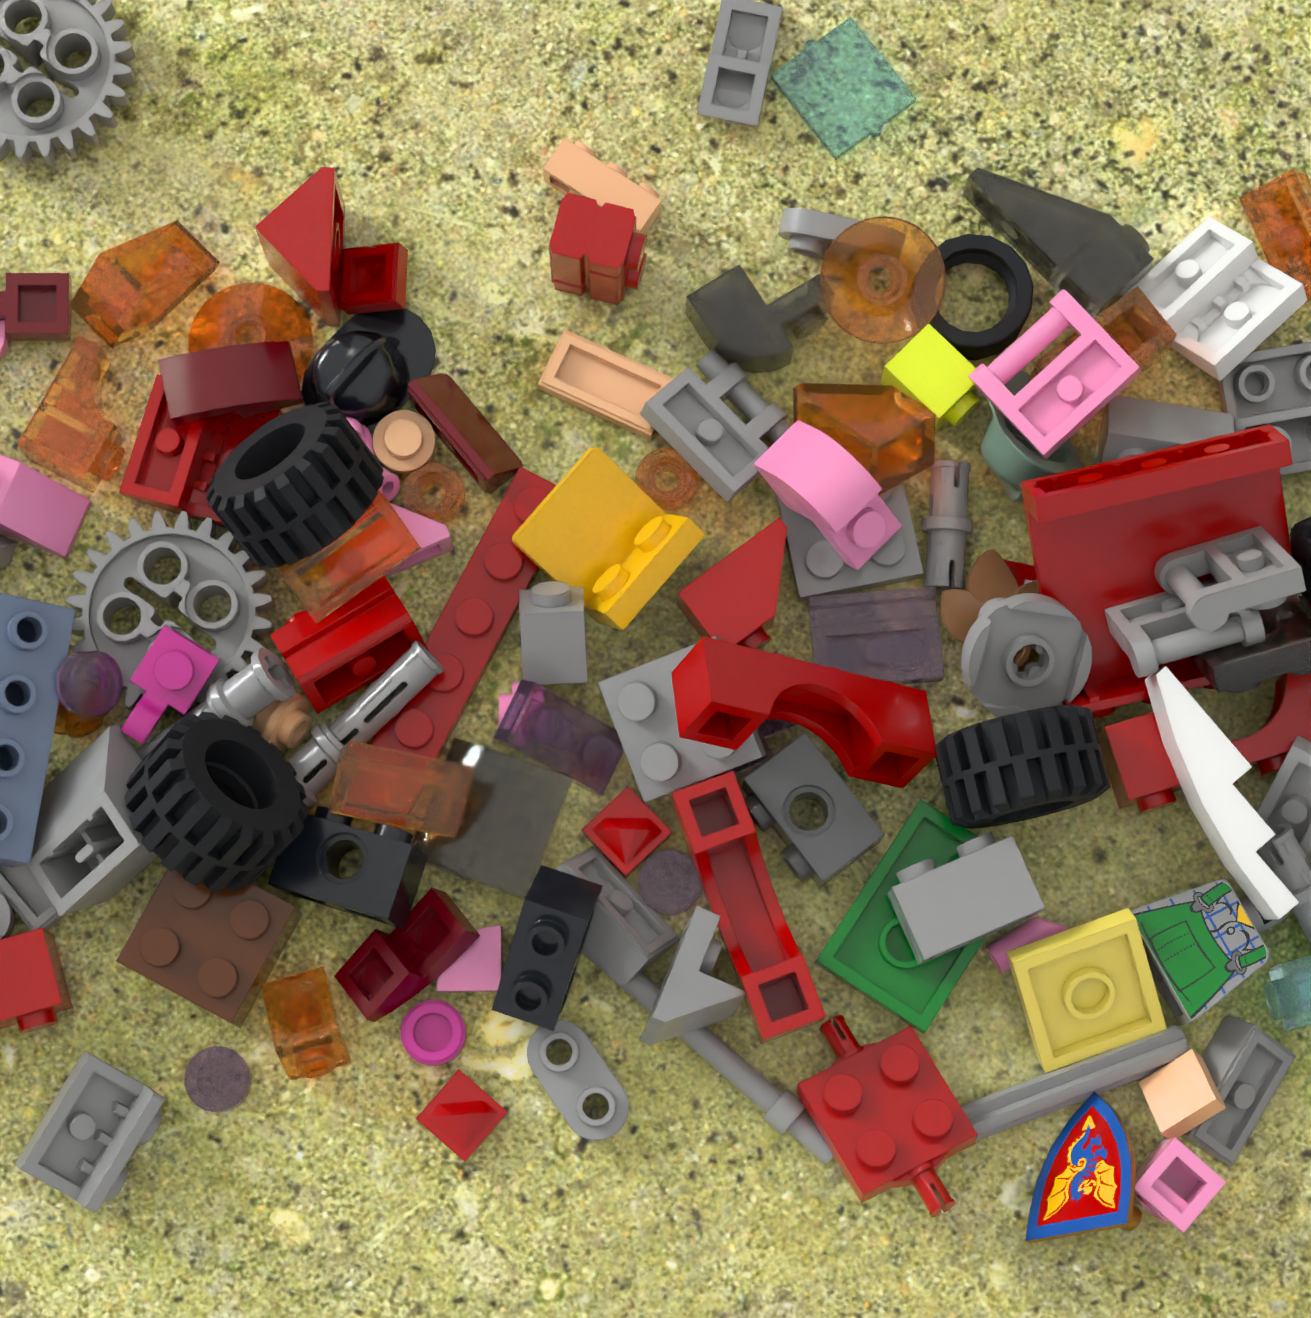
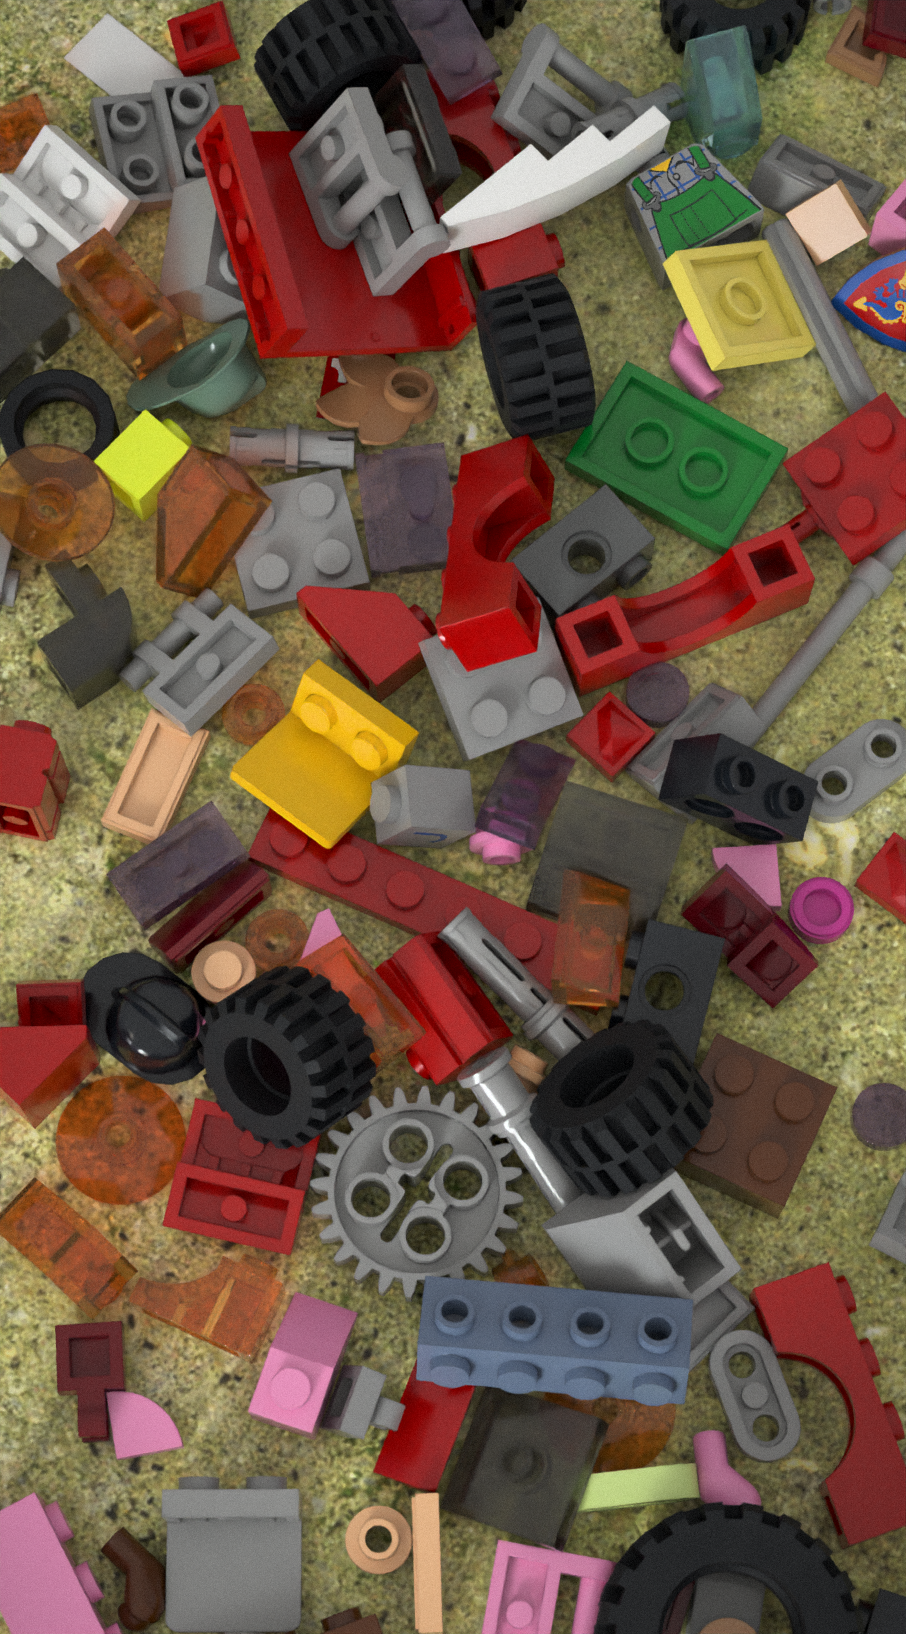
camera: 90 degrees left, 5 degrees down
(89, 683) = (501, 1255): clear purple tile -> none
(171, 675) = (487, 1175): dark pink plate -> none
(230, 379) = (172, 1142): dark red slope -> none
(305, 1024) = (824, 1028): clear orange bracket -> none
(512, 400) = (178, 865): none -> plate
(688, 994) = (764, 668): light grey slope -> none
(831, 489) = (267, 543): bright pink brick -> none
(965, 897) = (664, 408): light grey brick -> none
(1006, 628) = (402, 376): light grey plate -> none
(1067, 389) = (165, 316): bright pink plate -> none

